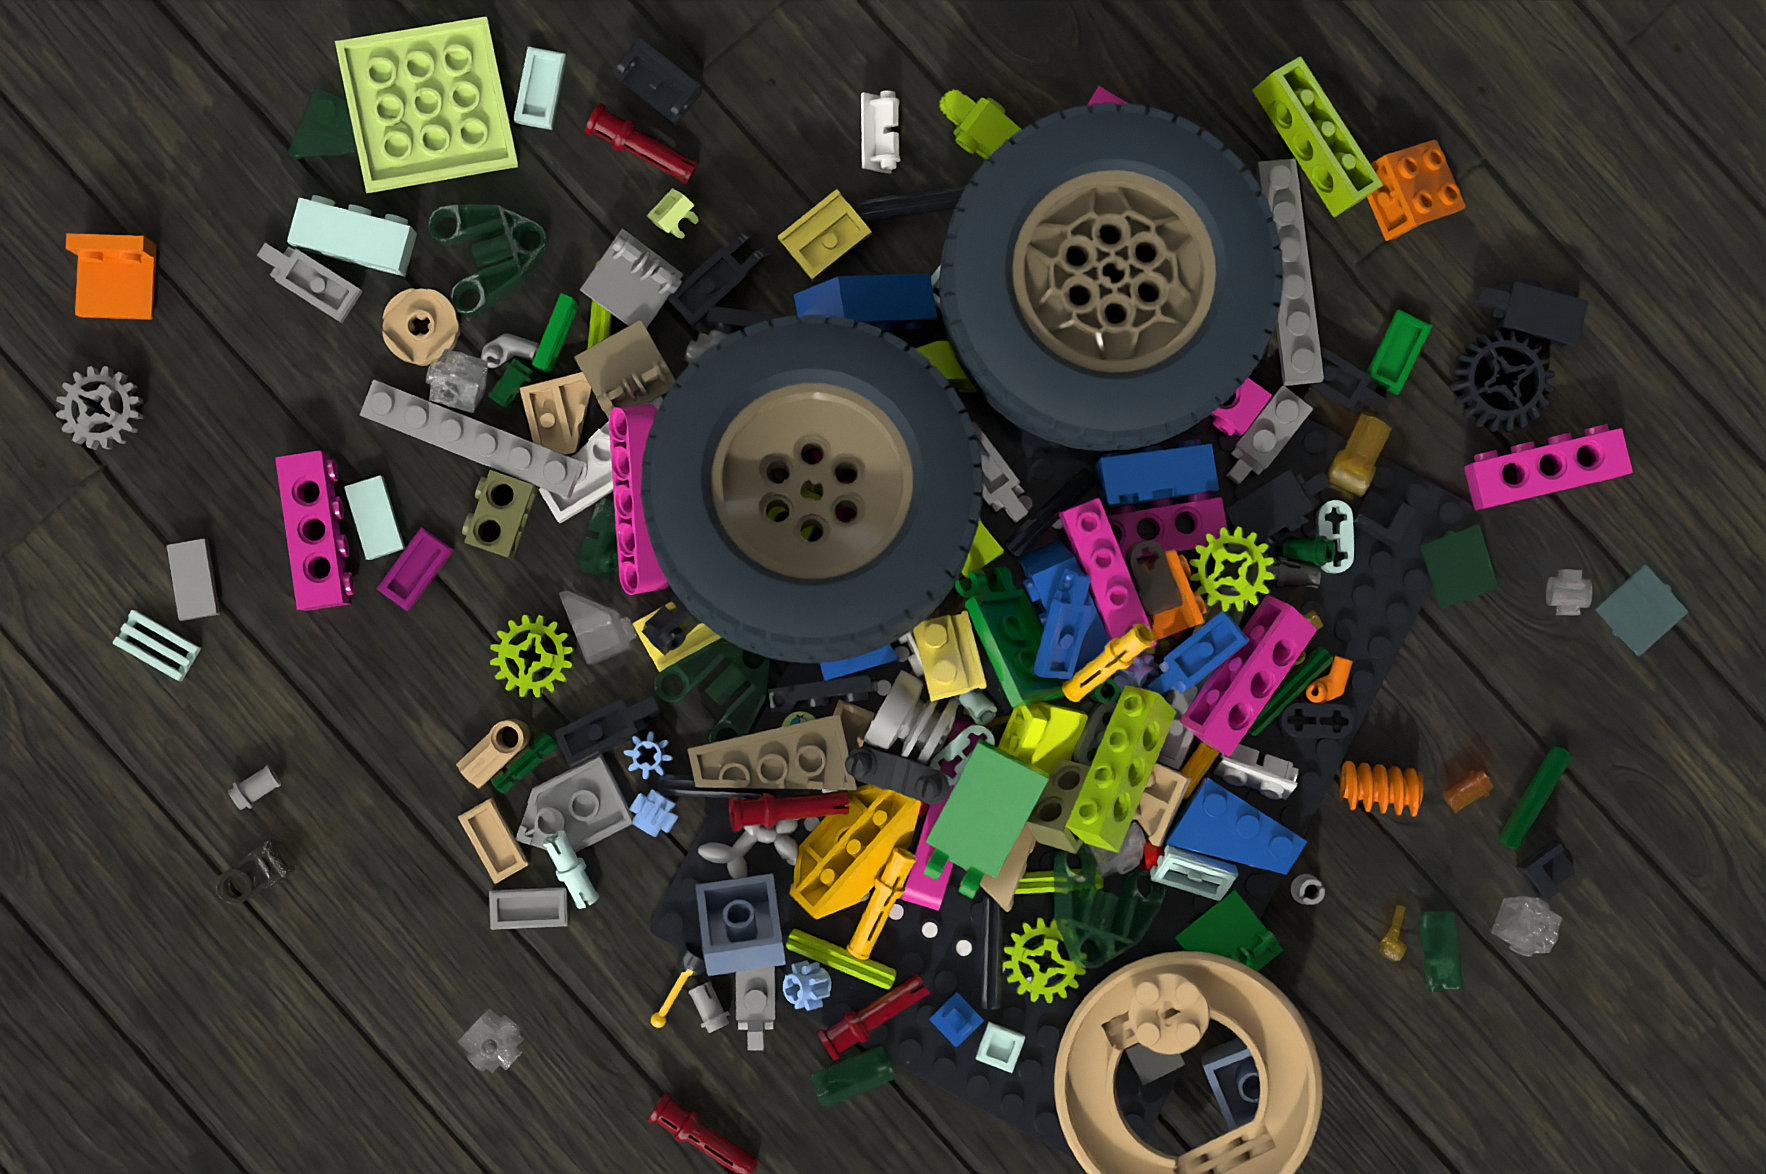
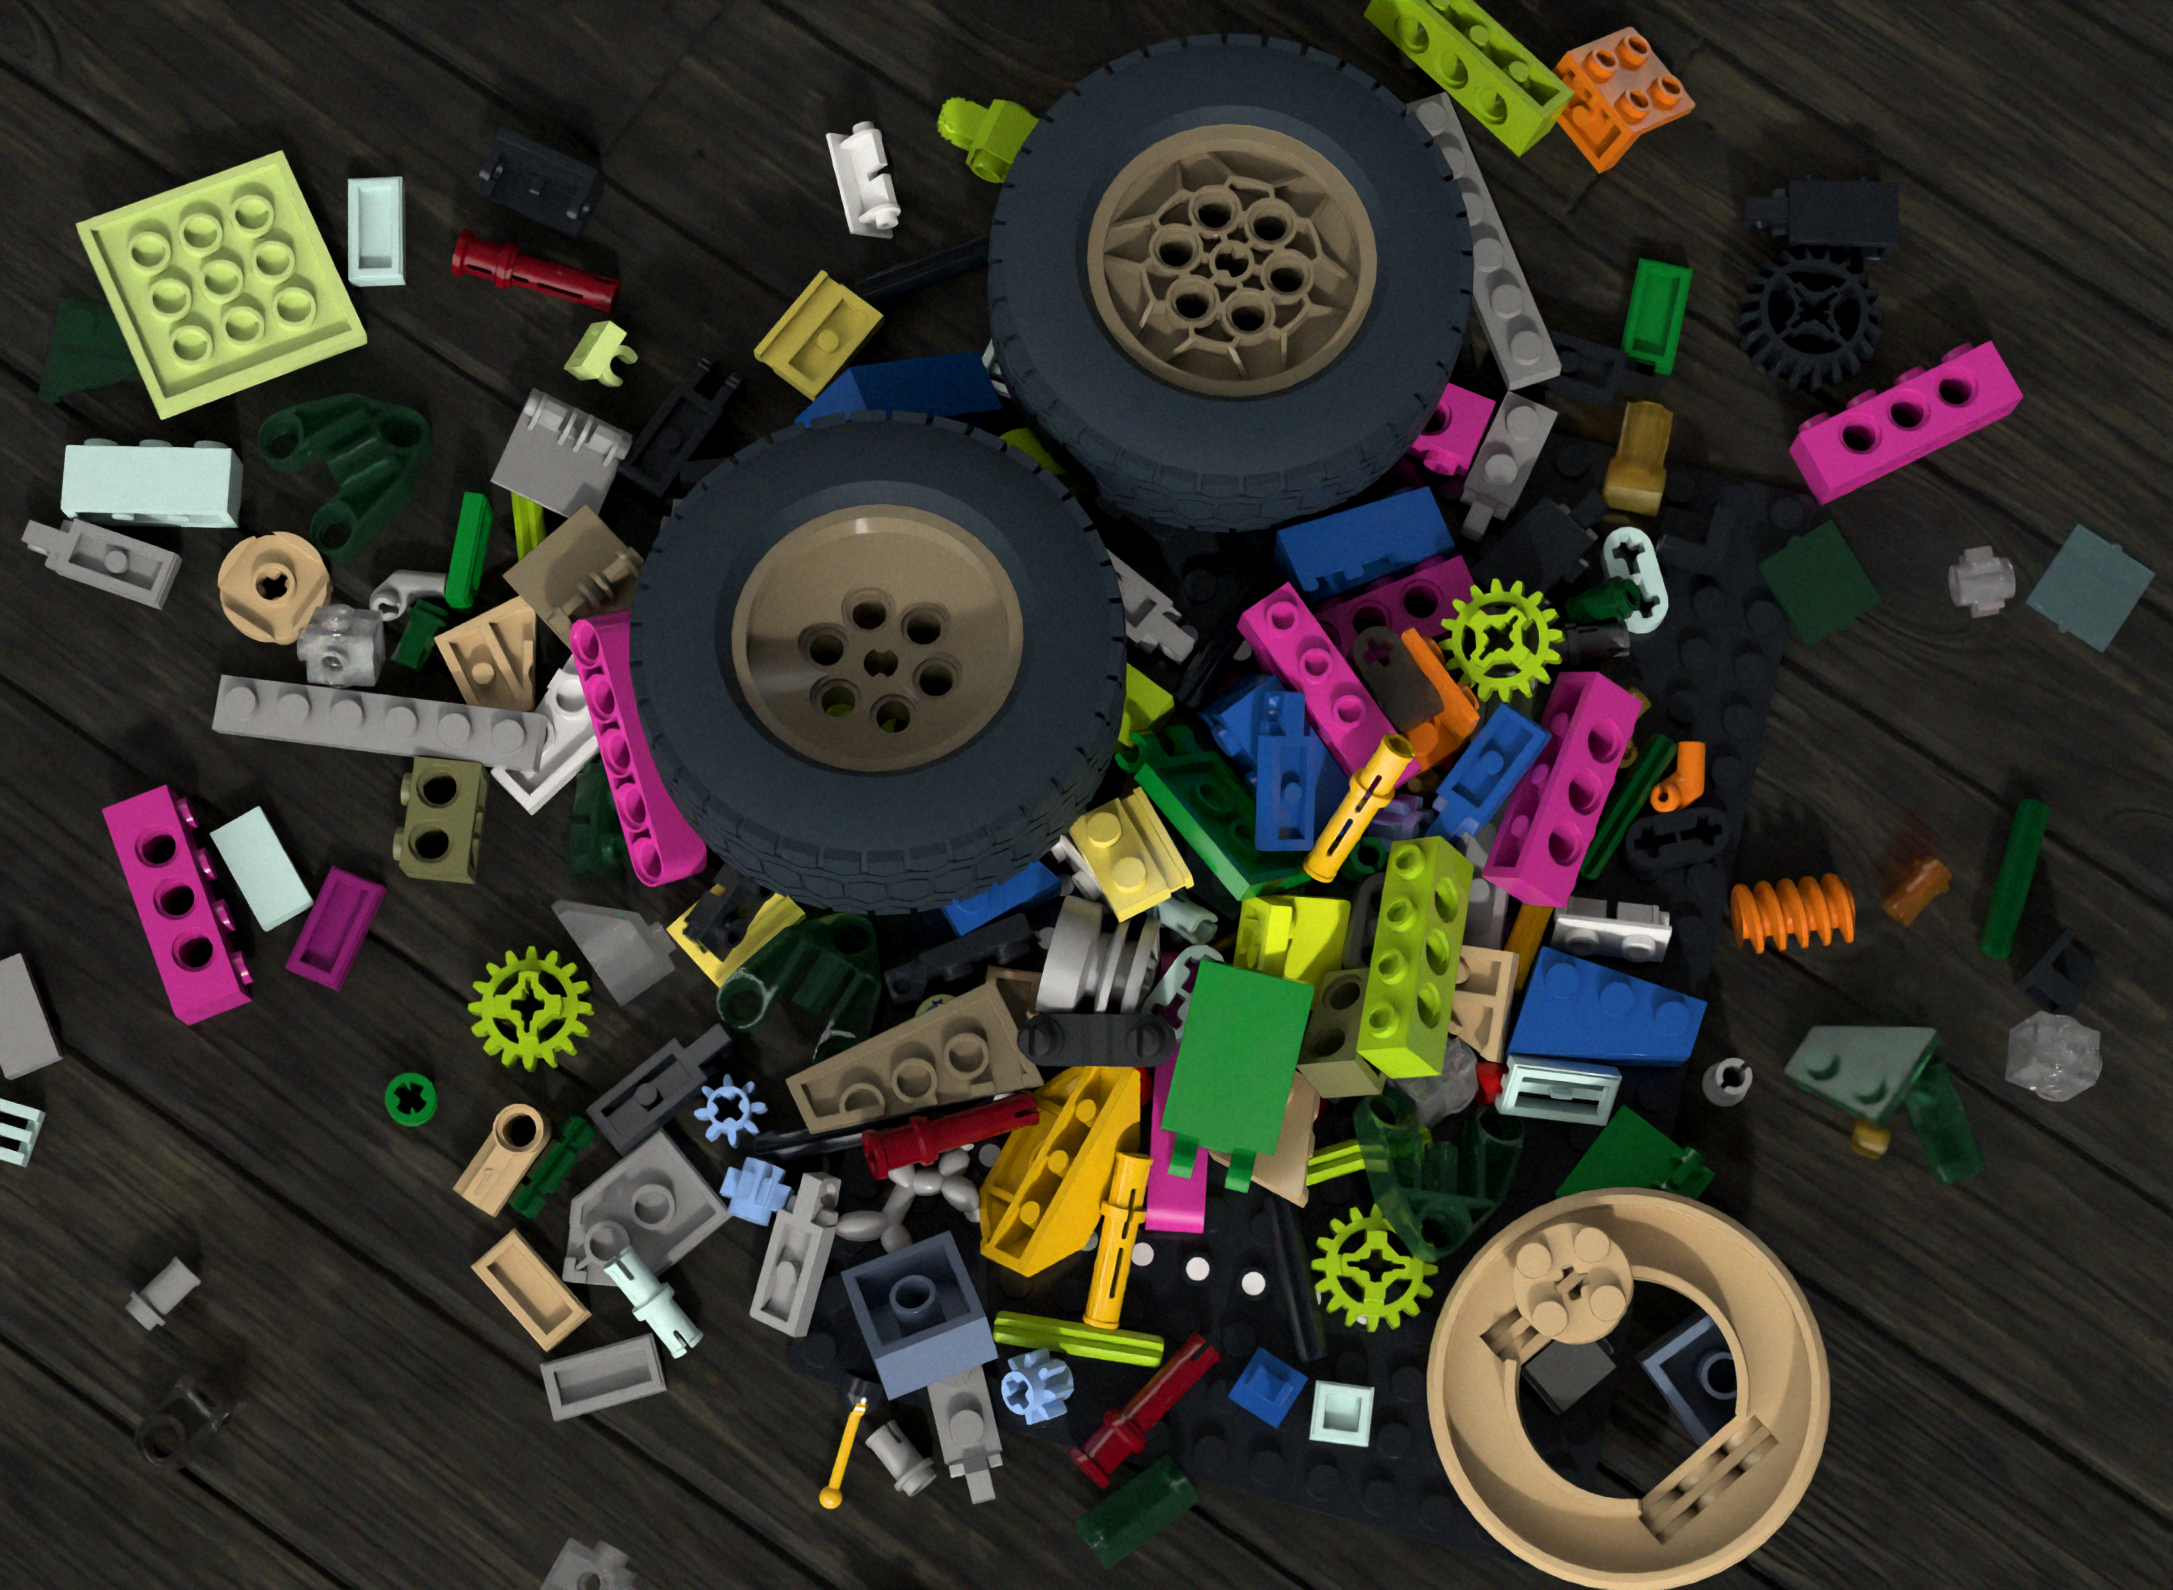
camera: 10 degrees left, 10 degrees down
(429, 696) = (394, 1104): none -> green bush
(671, 862) = (798, 1256): none -> light grey hinge
(1399, 902) = (1862, 1067): none -> clear green wing

